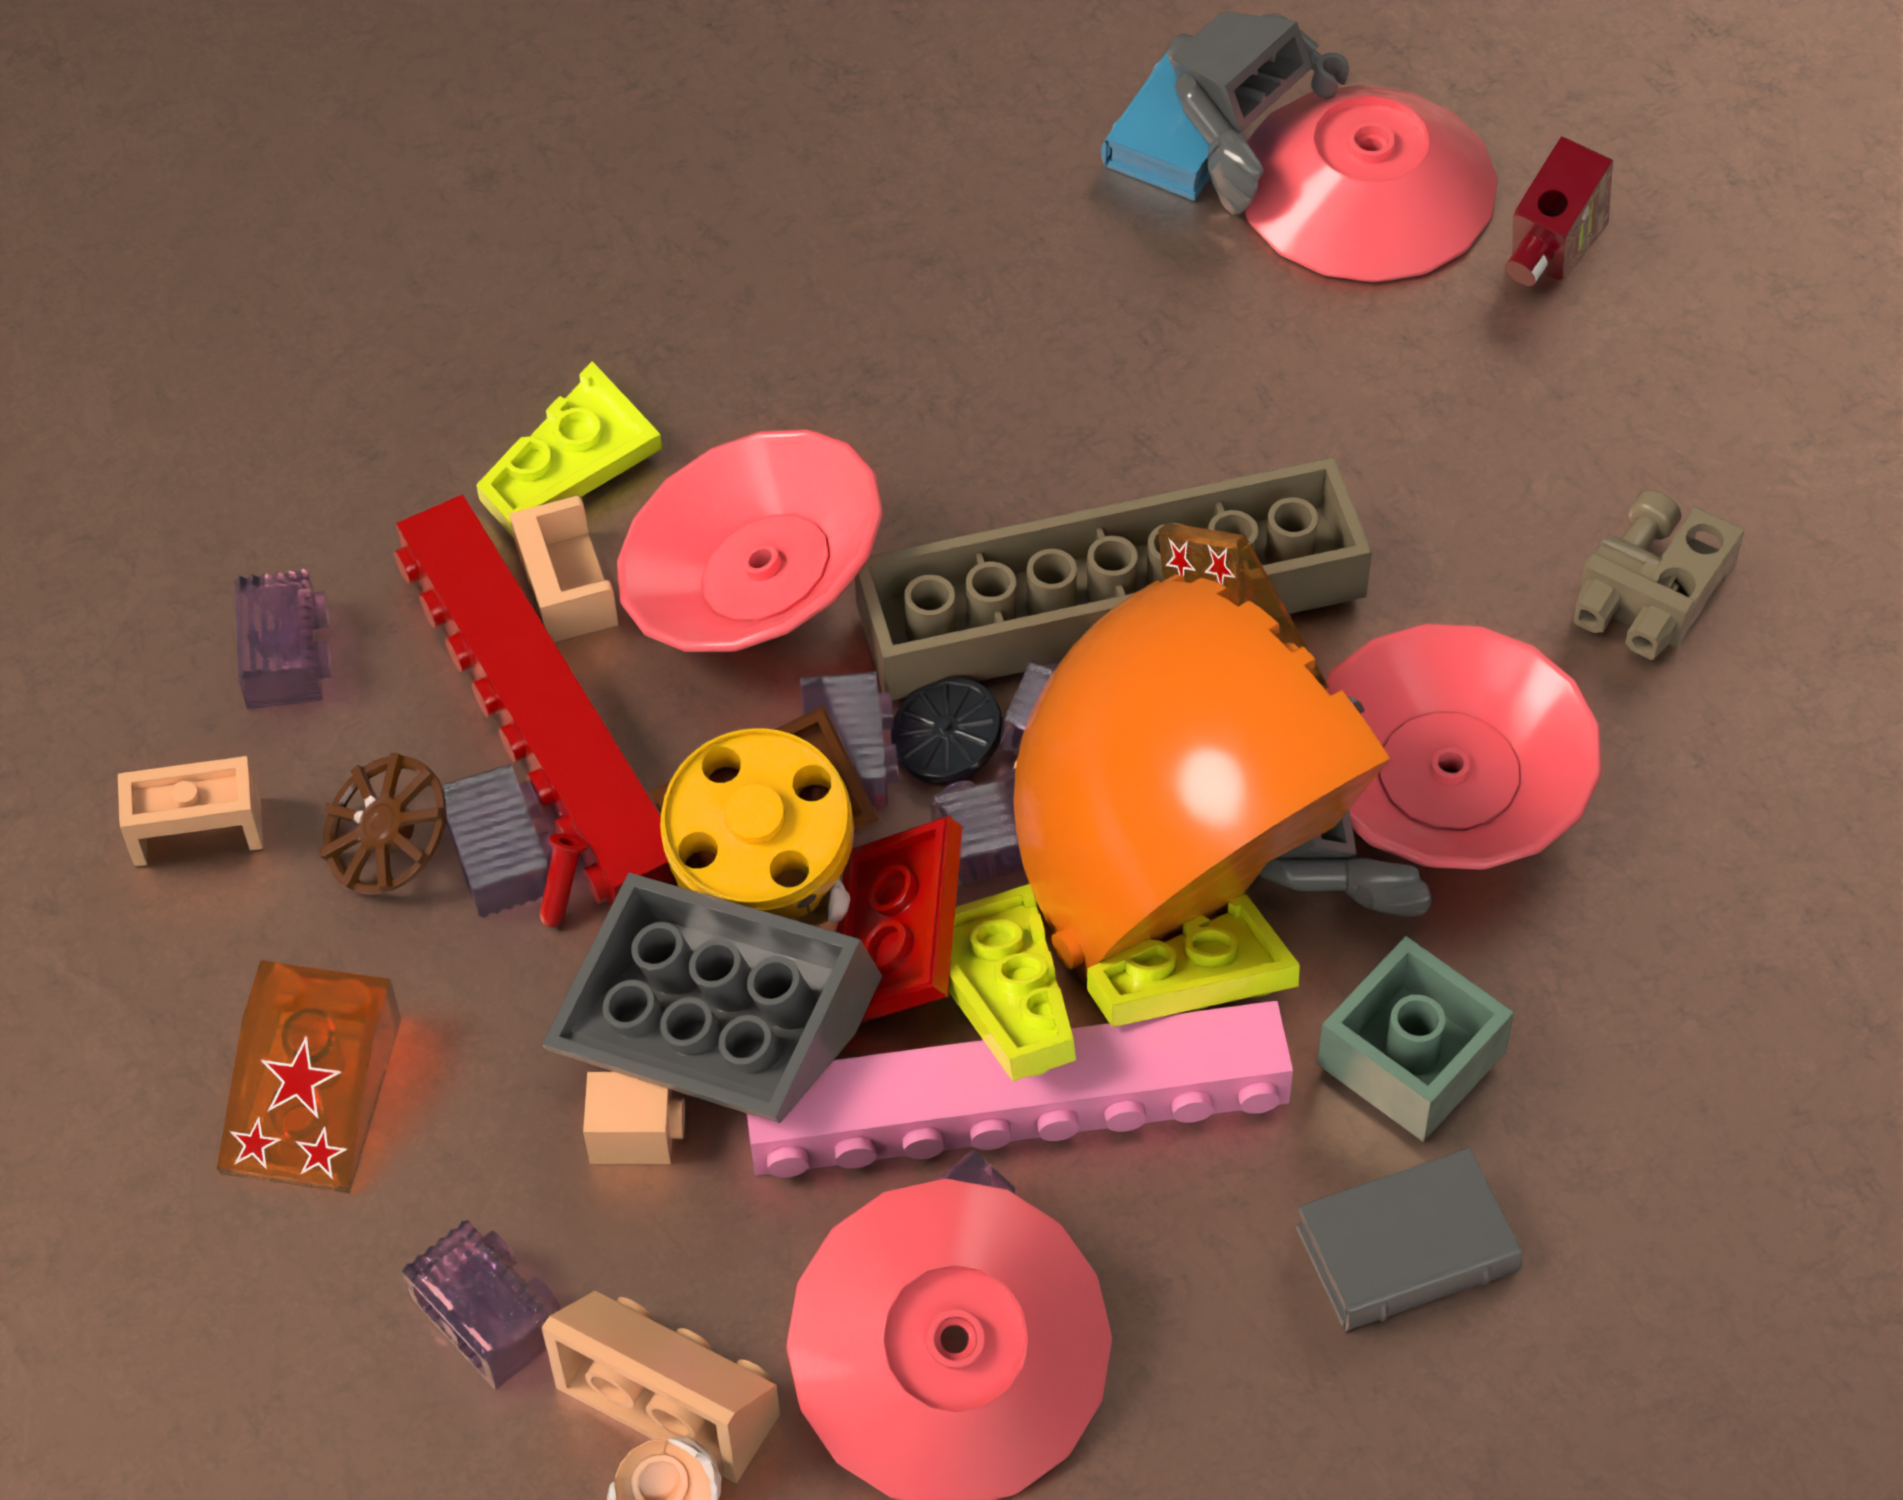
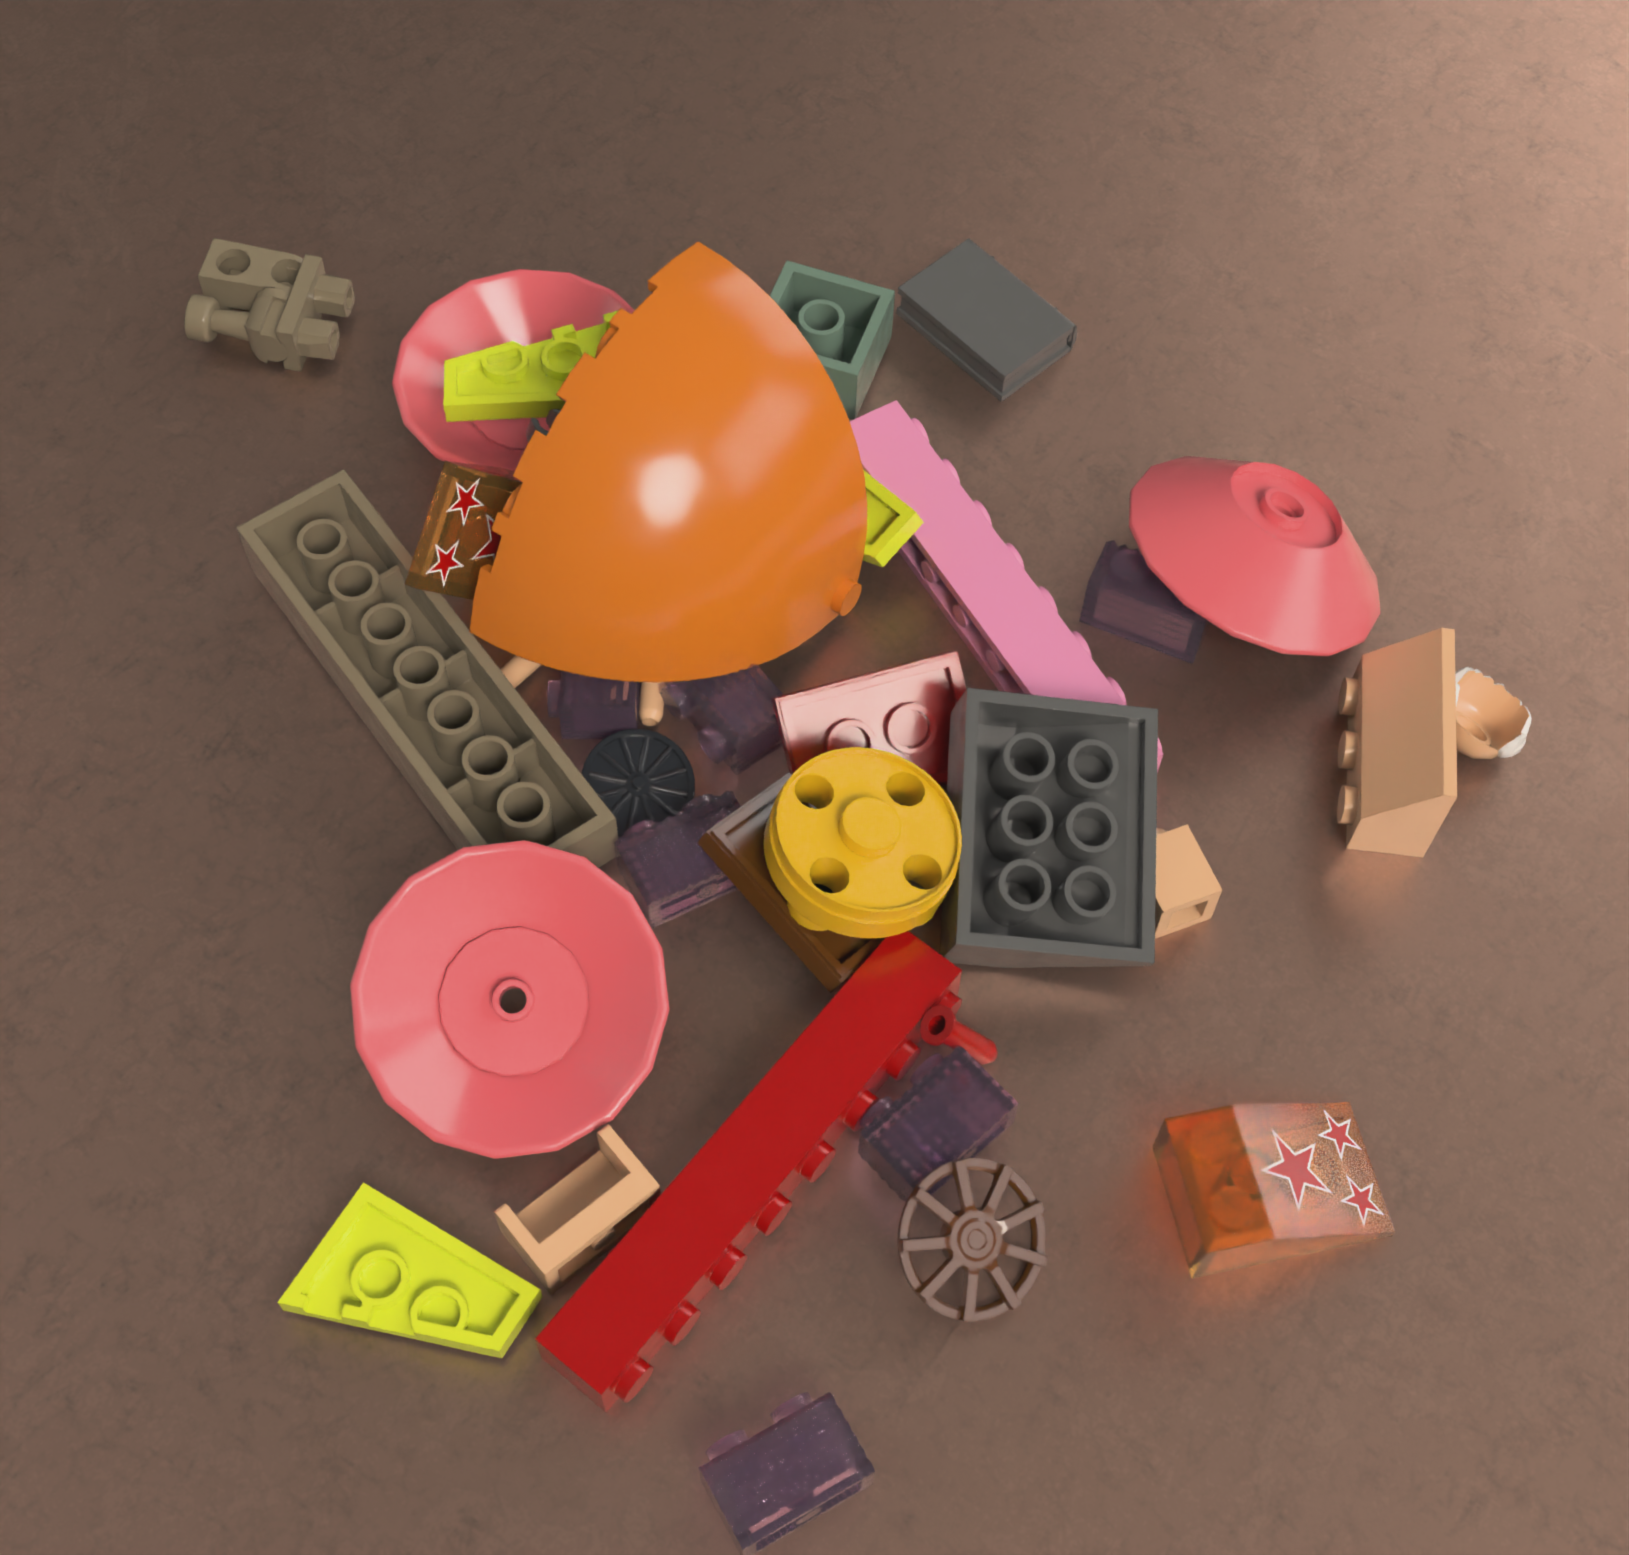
camera: 115 degrees left, 5 degrees up
(187, 801) = (1047, 1450): light nougat panel -> none
(482, 1301) = (1402, 924): clear purple brick -> none
(1009, 983) = (920, 608): neon yellow wing -> none
(1427, 737) = (515, 378): none -> neon yellow wing

